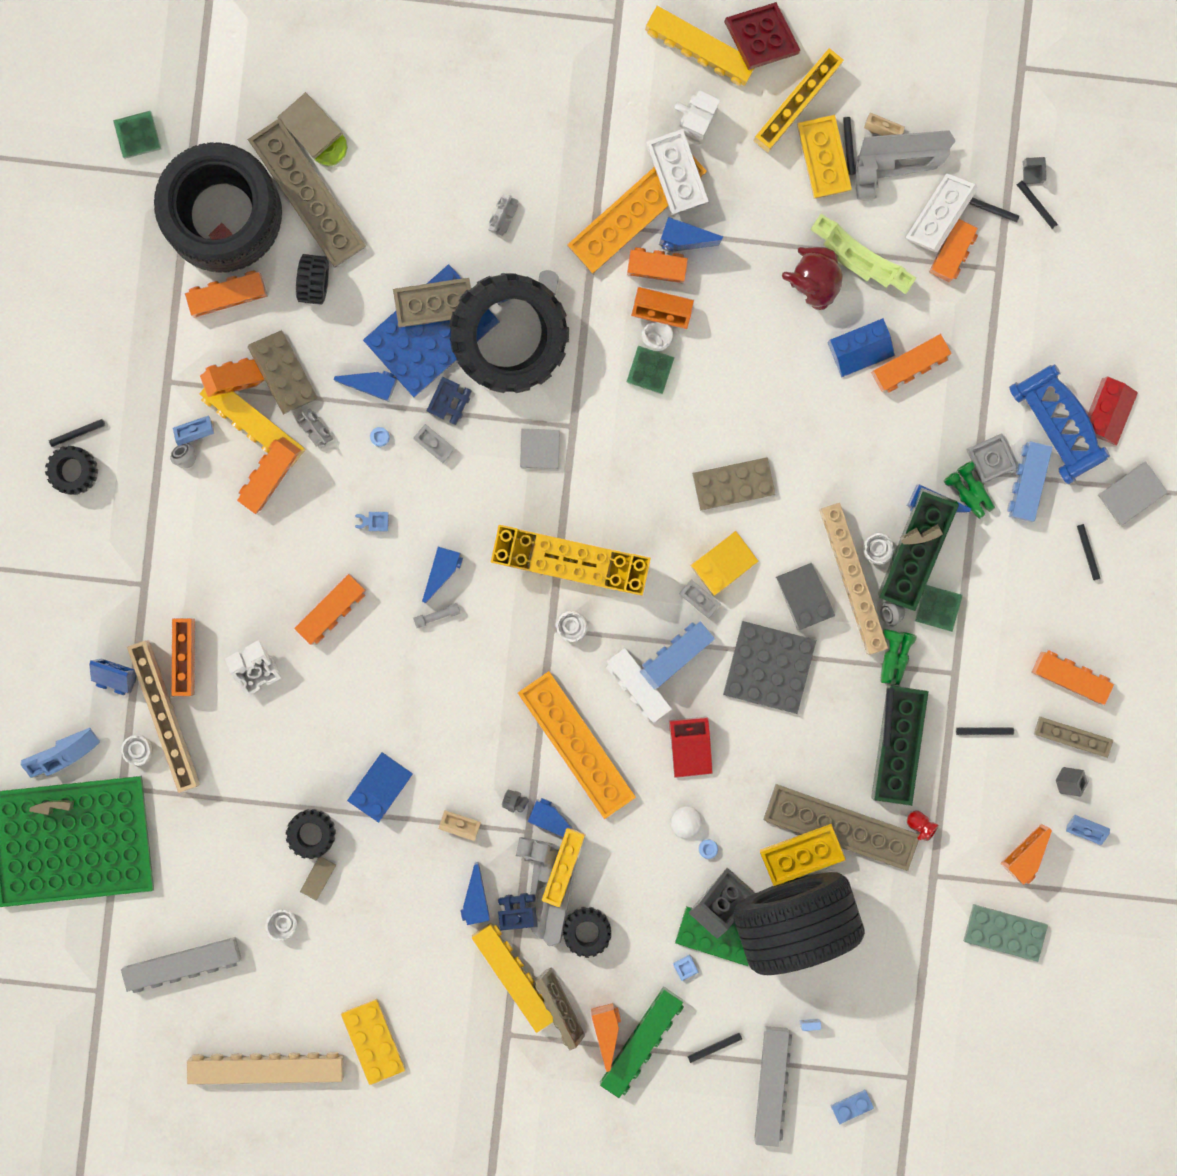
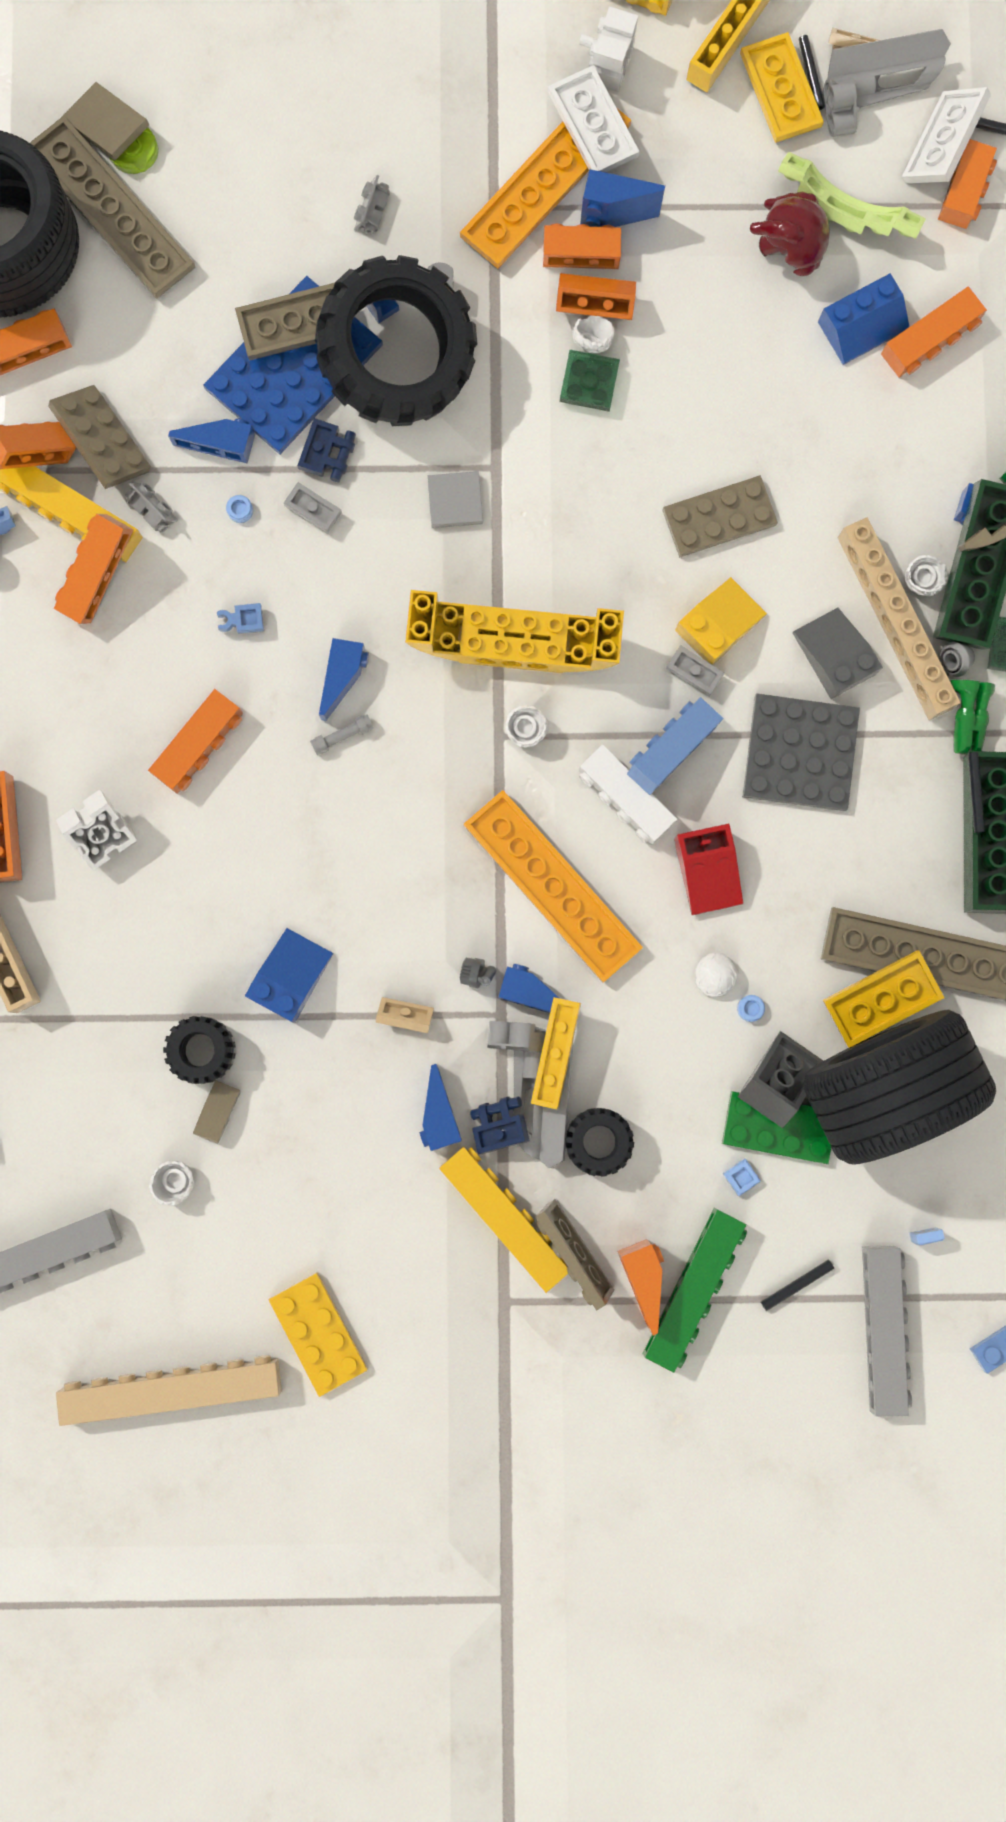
camera: 10 degrees left, 5 degrees down
(312, 279) = (126, 307): black tyre -> none

